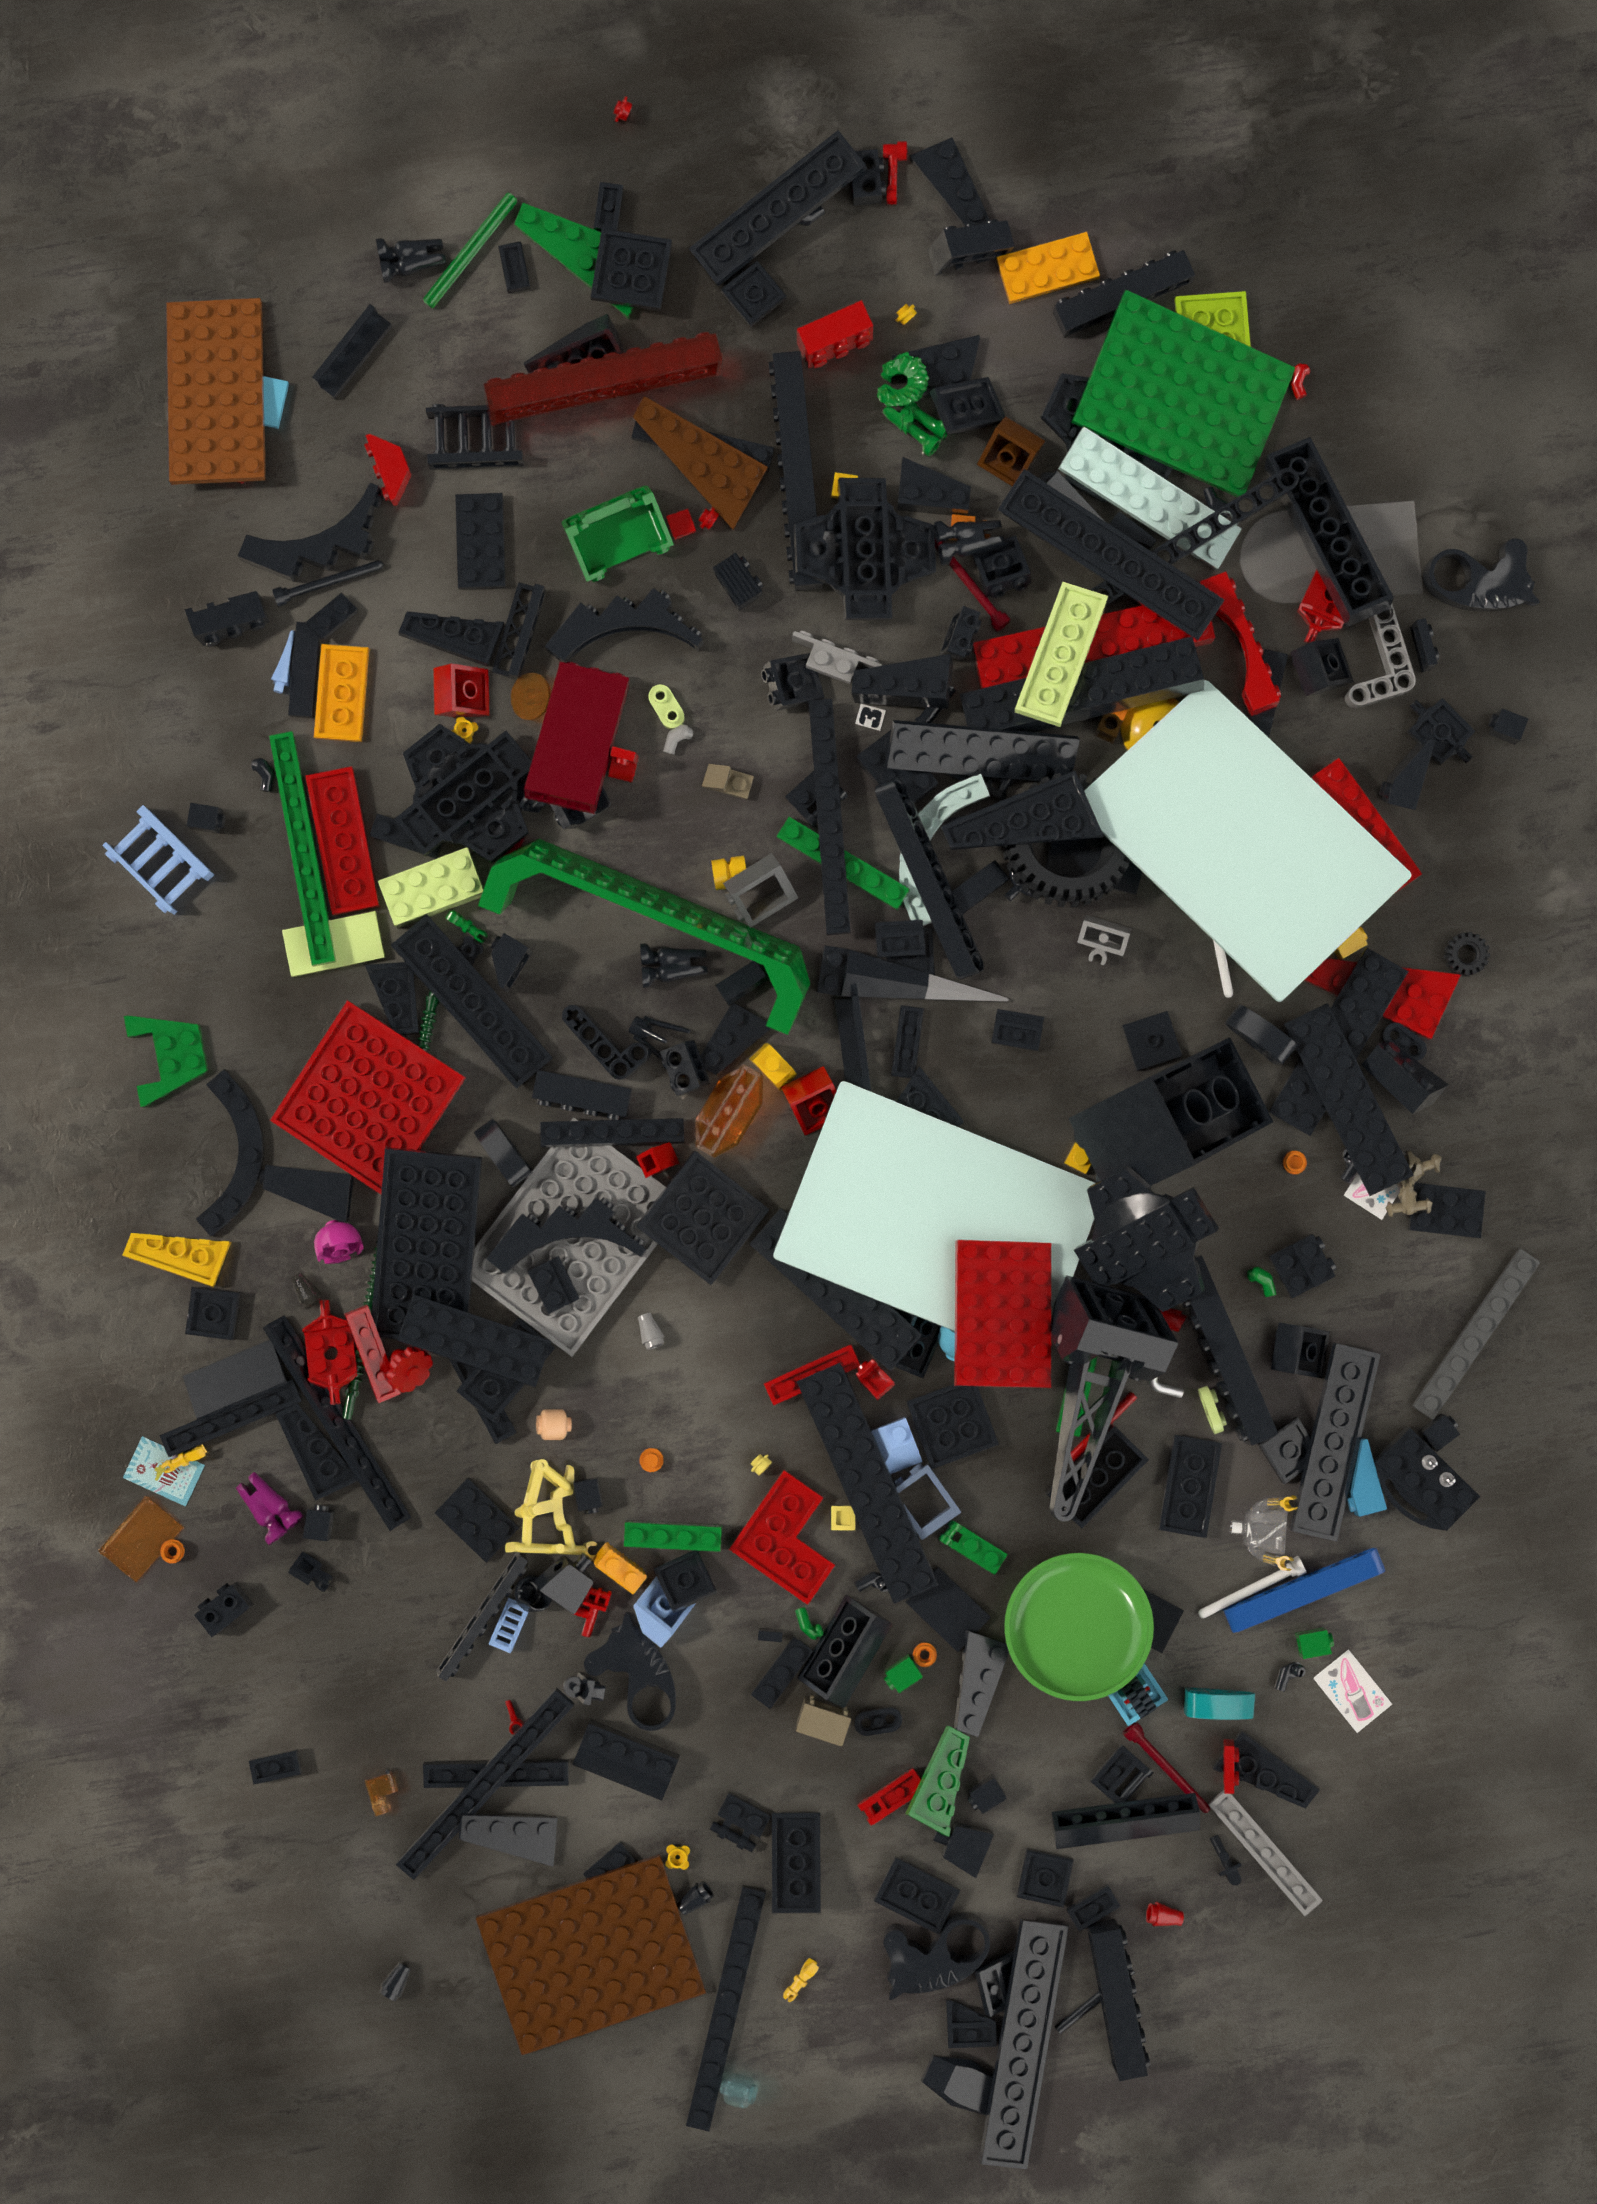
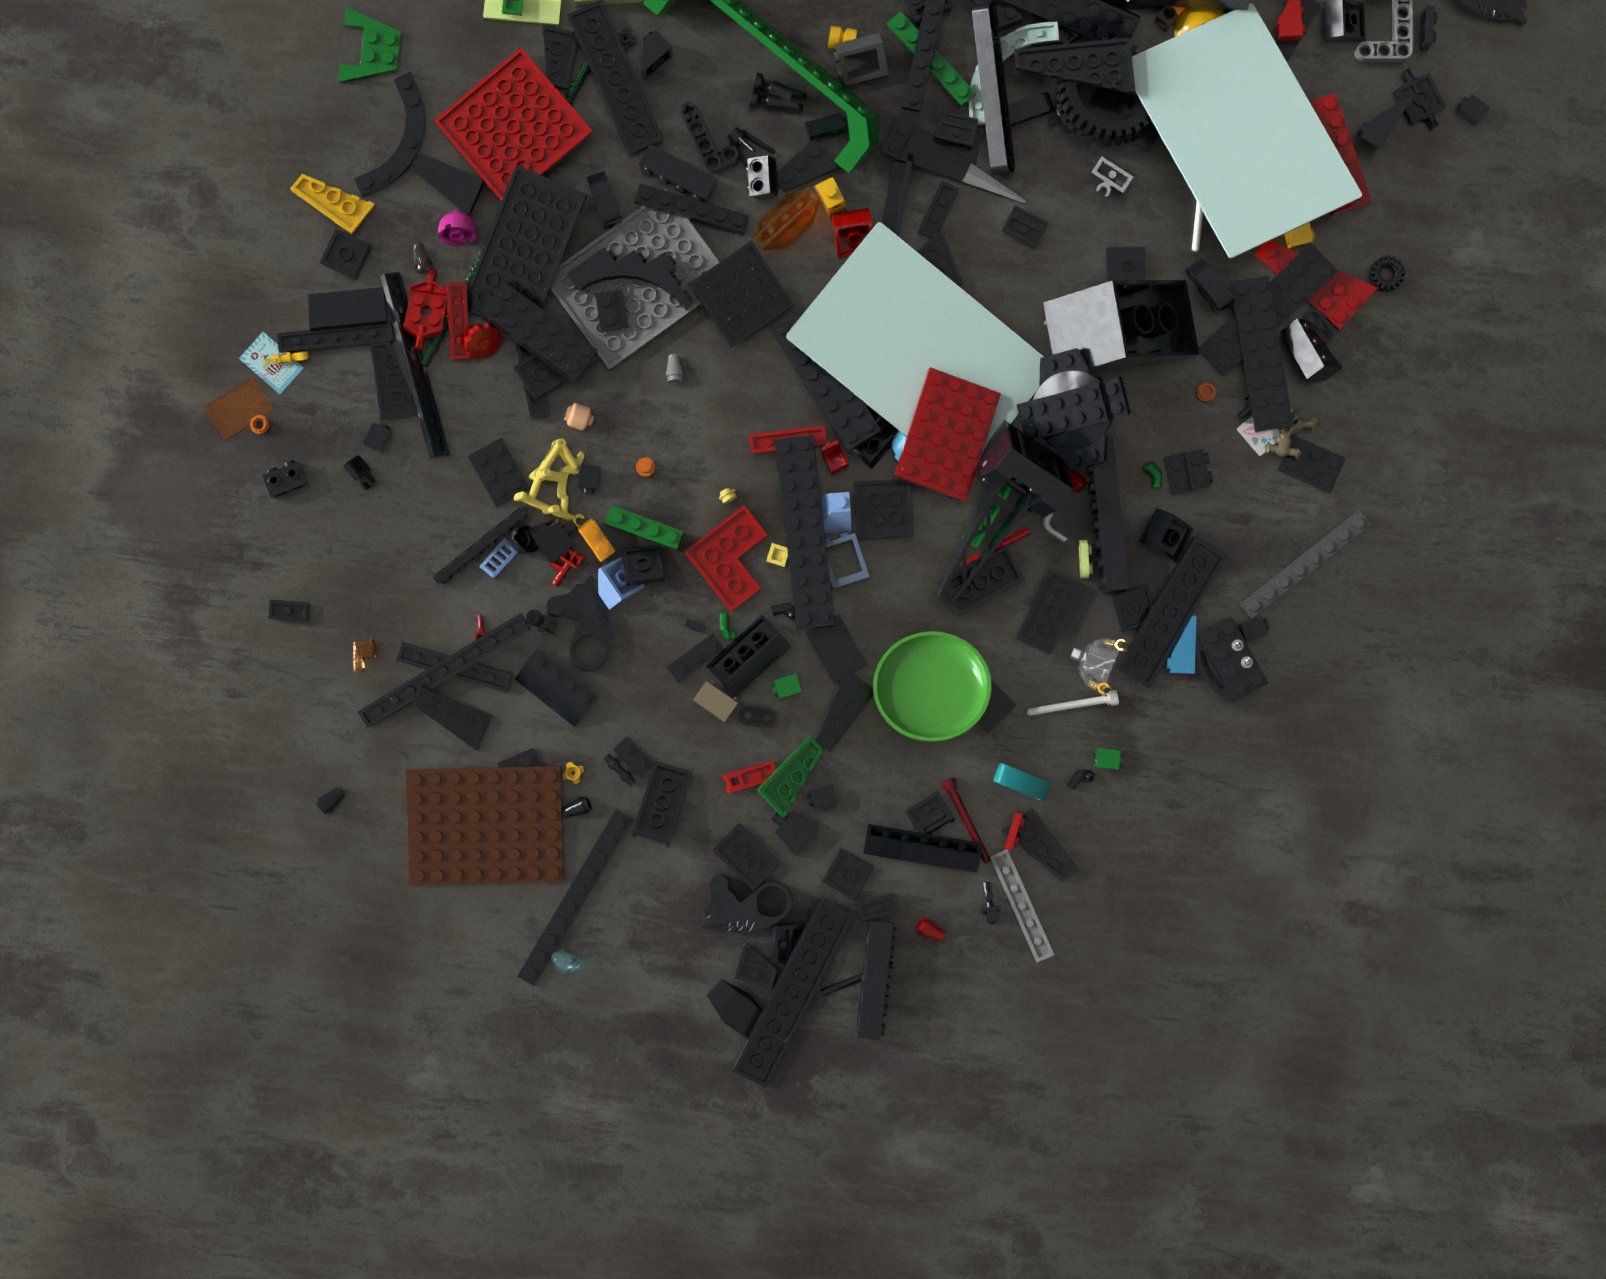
camera: 10 degrees right, 0 degrees up
(266, 1504) = (343, 410): magenta piece -> none
(467, 926) = (629, 20): green piece -> none
(657, 1159) = (720, 240): red brick -> none
(808, 1970) = (637, 894): yellow piece -> none
(932, 1654) = (803, 673): orange plate -> none
(973, 1547) = (870, 608): green plate -> none
(1078, 1159) = (1041, 339): yellow plate -> none
(1138, 1697) = (959, 755): plate -> none
(1304, 1590) = (1113, 717): blue beam -> none
(1352, 1691) = (1126, 806): white sticker -> none

